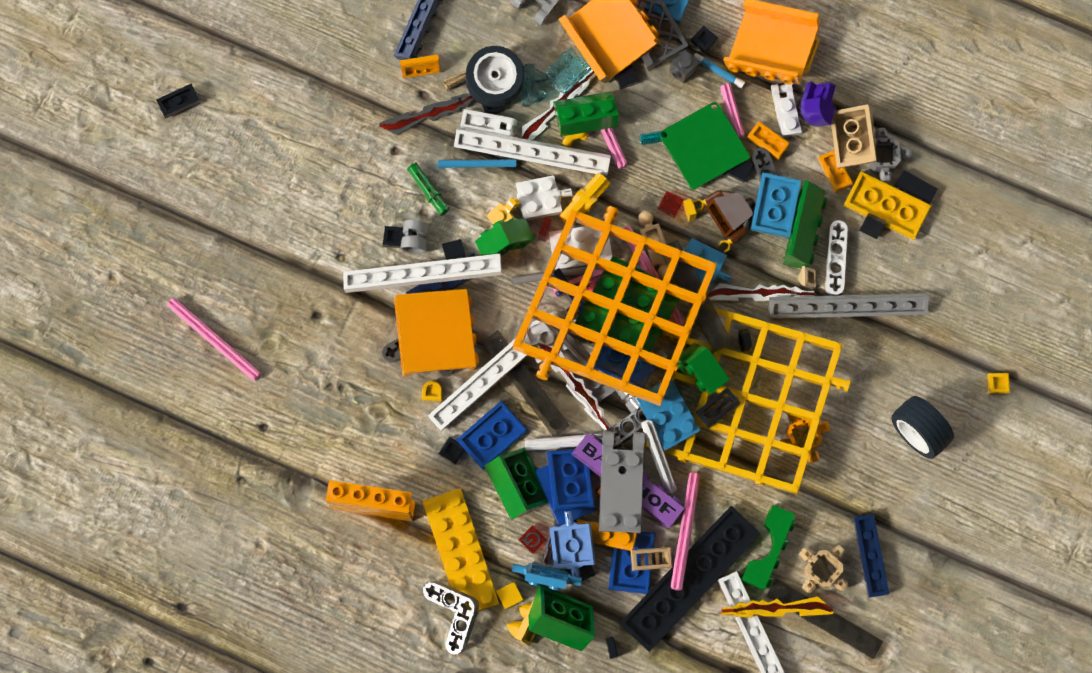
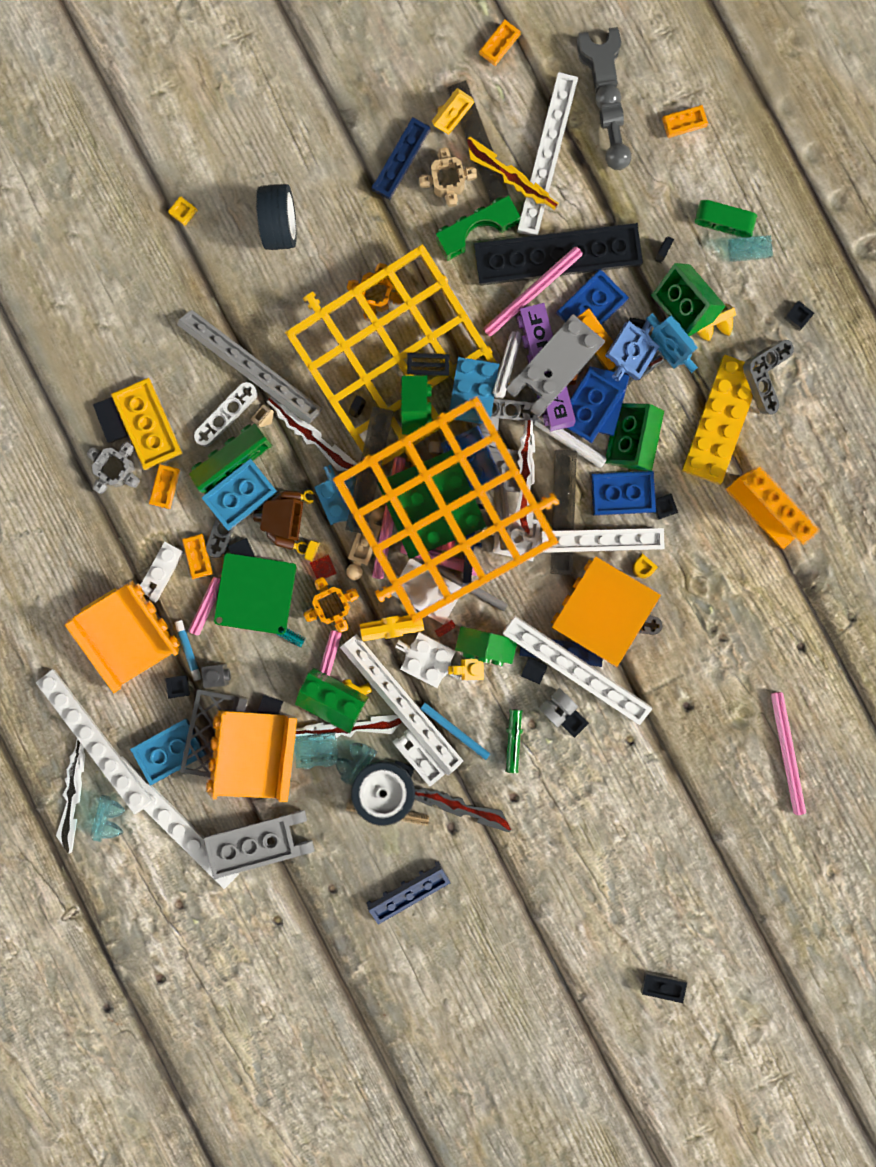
camera: 140 degrees left, 10 degrees up
(420, 66) = (436, 854): light orange plate -> none
(509, 595) = (710, 355): yellow tile -> none
(532, 539) = (657, 384): clear red tile -> none
(648, 168) = (312, 614): none -> light orange piece
(666, 558) = (569, 279): tan slope -> none
(817, 105) = (131, 551): dark purple brick -> none
(854, 136) = (126, 498): tan slope -> none
(862, 621) = (452, 111): none -> yellow tile
(872, 225) = (173, 416): black tile -> none

